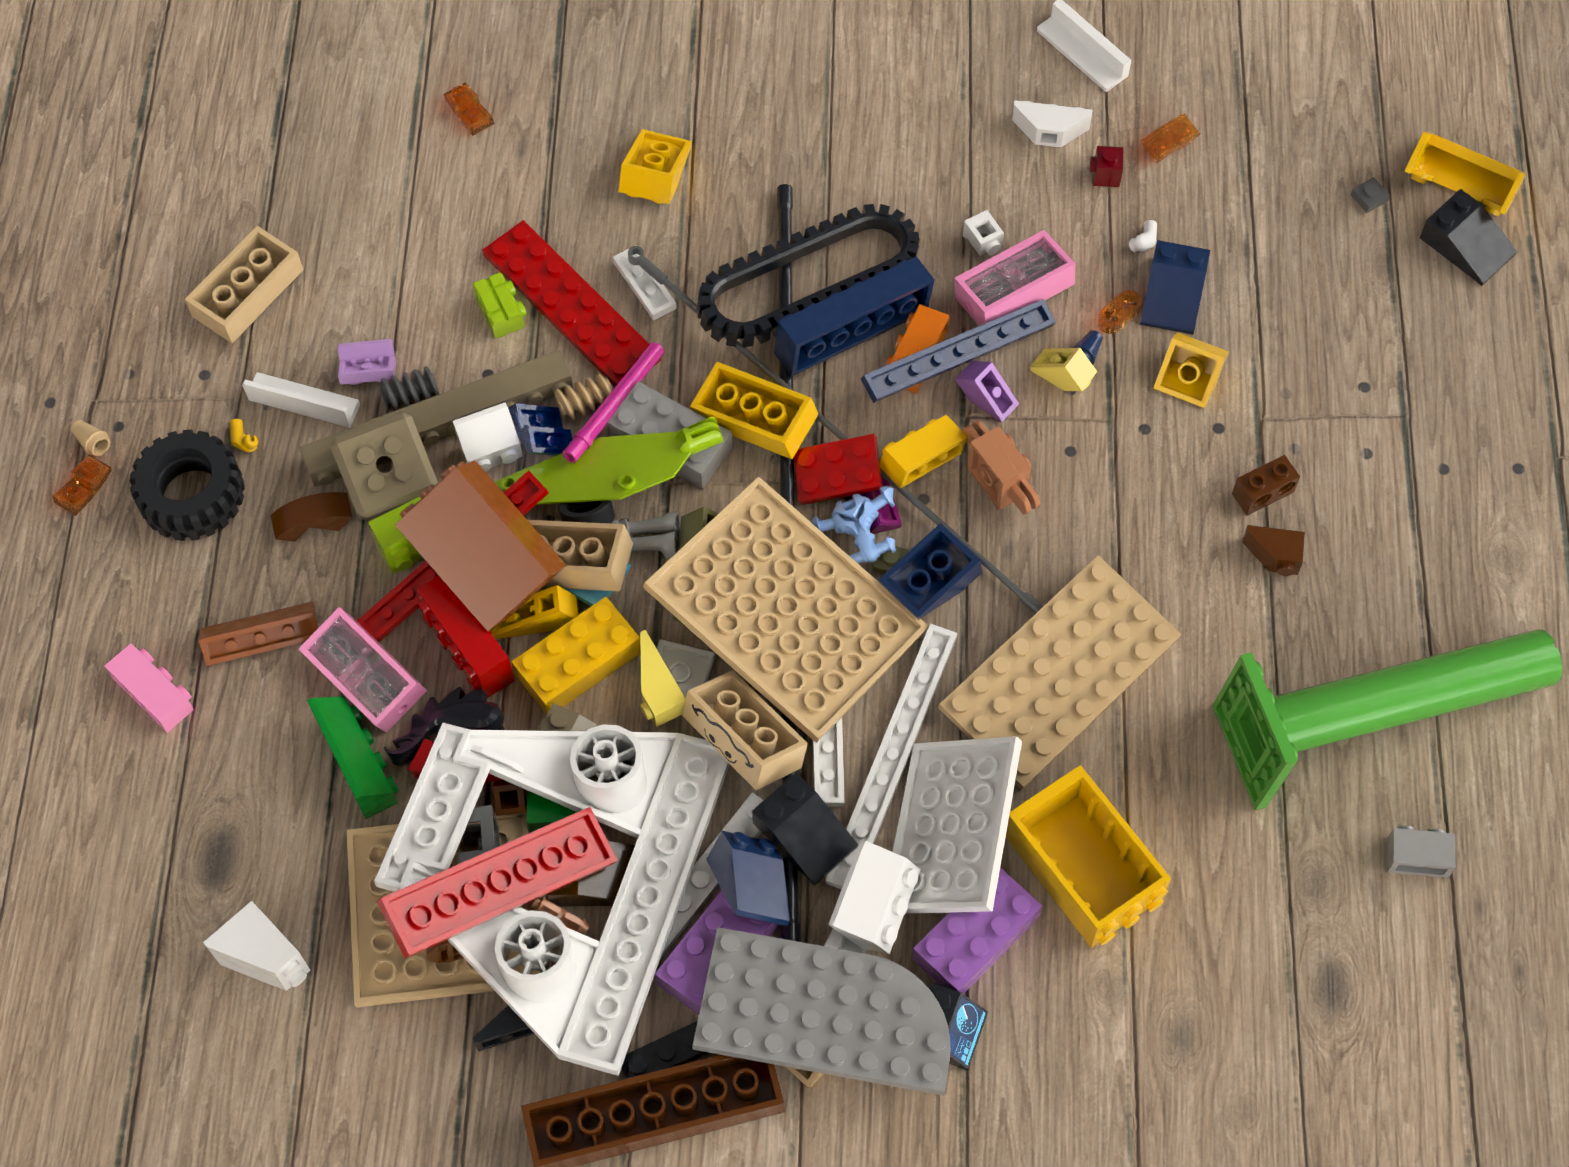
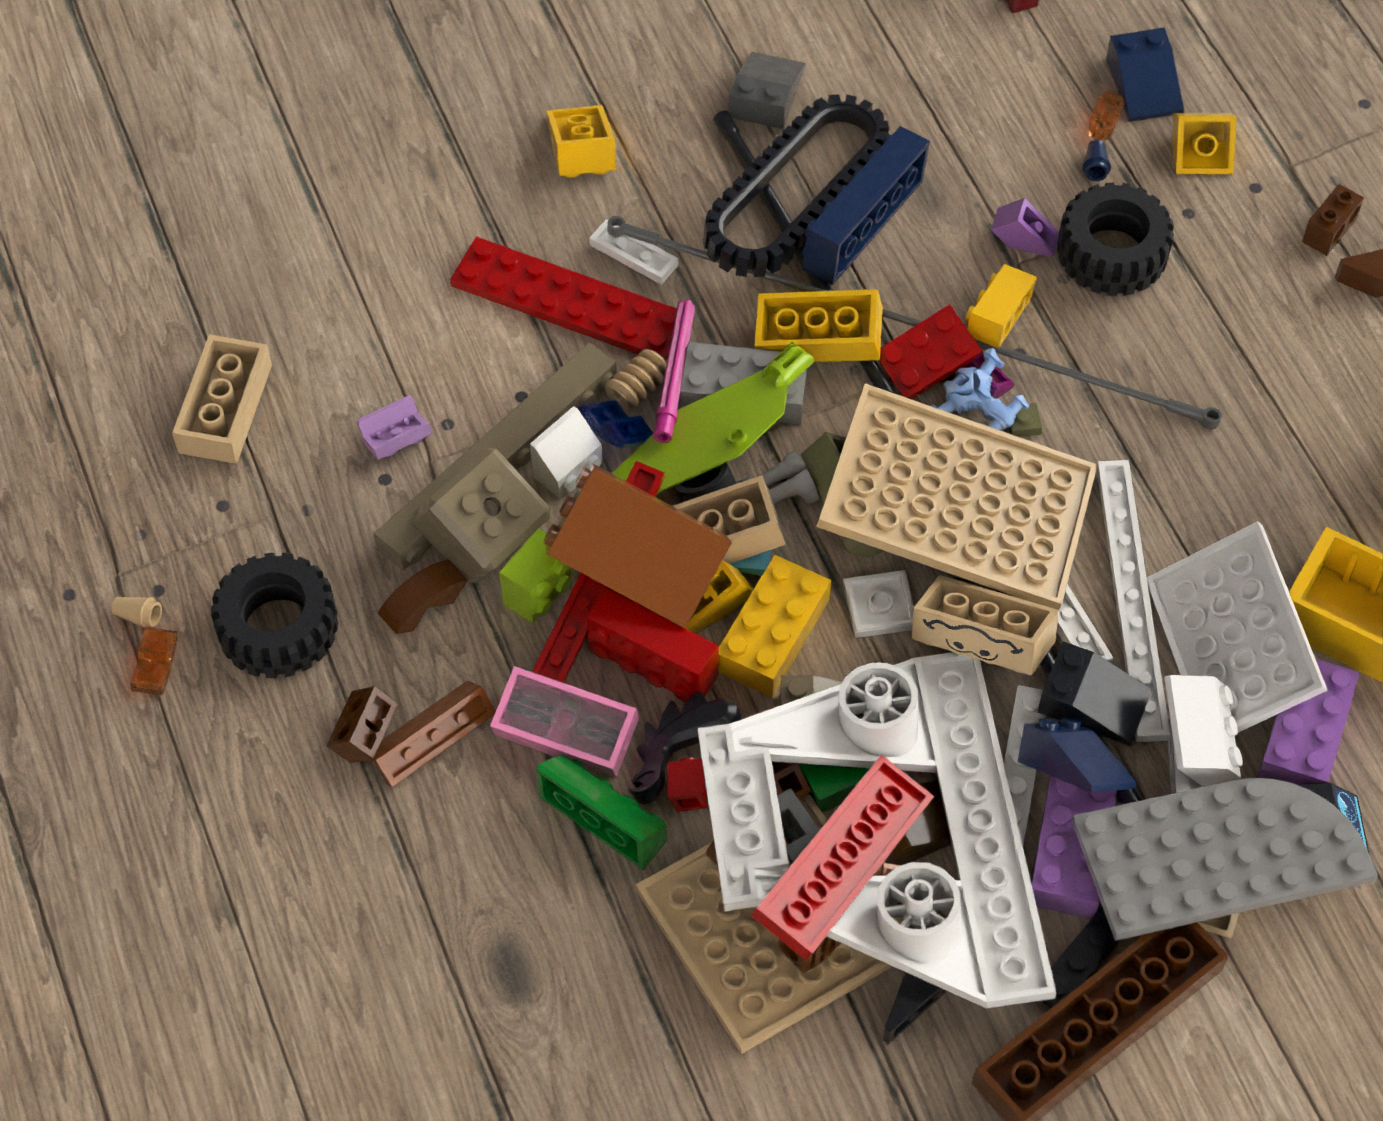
camera: 25 degrees left, 5 degrees down
(150, 686) = (345, 830): bright pink brick -> none
(206, 605) = (362, 724): none -> reddish brown brick
(239, 439) = (311, 552): yellow arm -> none
(257, 949) = (617, 1036): white slope -> none
(302, 399) = (343, 490): white panel -> none
(408, 388) = (451, 436): dark grey piece -> none
(468, 108) = (355, 152): clear orange slope -> none
(499, 305) = (499, 324): lime brick -> none
(659, 690) = (875, 622): light yellow slope -> none
(835, 177) = (765, 90): none -> dark grey slope
(924, 330) = (936, 216): orange brick -> none
(932, 572) = (1075, 411): dark blue slope -> none
(957, 351) = (982, 202): plate -> none
(983, 233) = (939, 89): white brick -> none
(1000, 468) = (1084, 293): nougat brick -> none
(1015, 278) = (995, 121): brick -> none
(1062, 668) = (1242, 450): tan plate -> none
(1064, 368) = (1081, 177): light yellow slope -> none
(1067, 399) = (1120, 210): none -> black tyre
(1145, 240) = (1092, 43): white arm -> none

